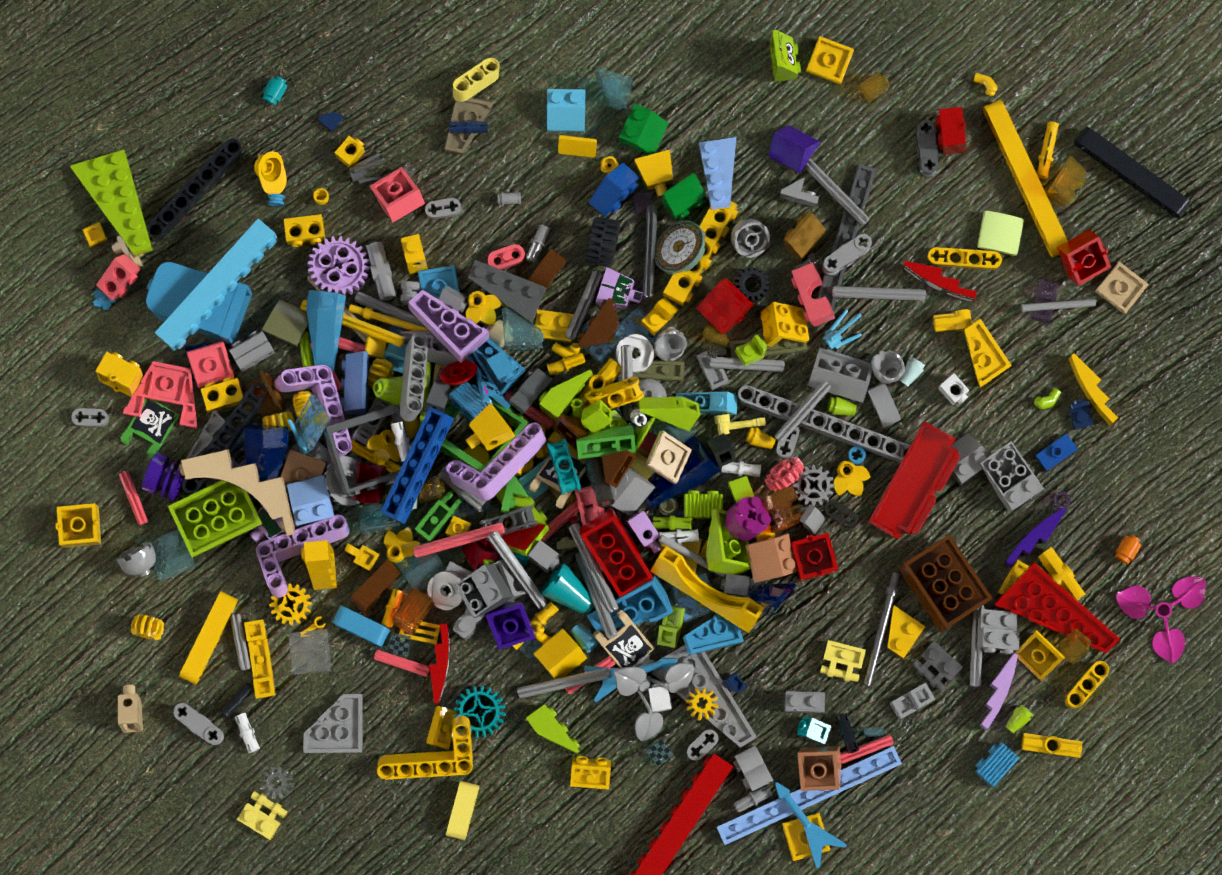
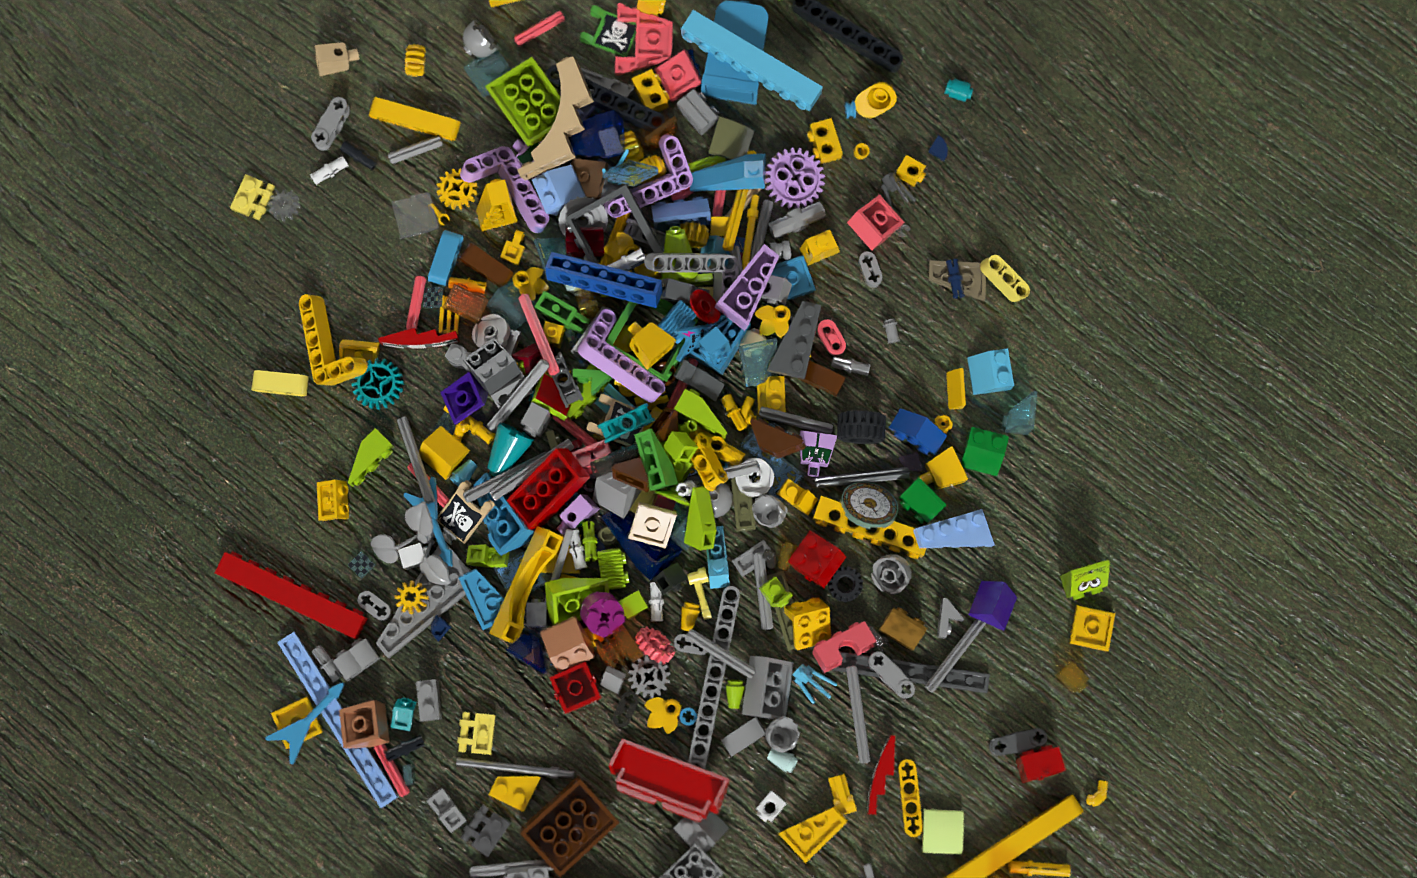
camera: 80 degrees right, 0 degrees up
(163, 476) = (558, 45): dark purple wheel -> none
(260, 659) = (400, 171): yellow slope -> none
(338, 728) = (344, 253): light grey plate -> none

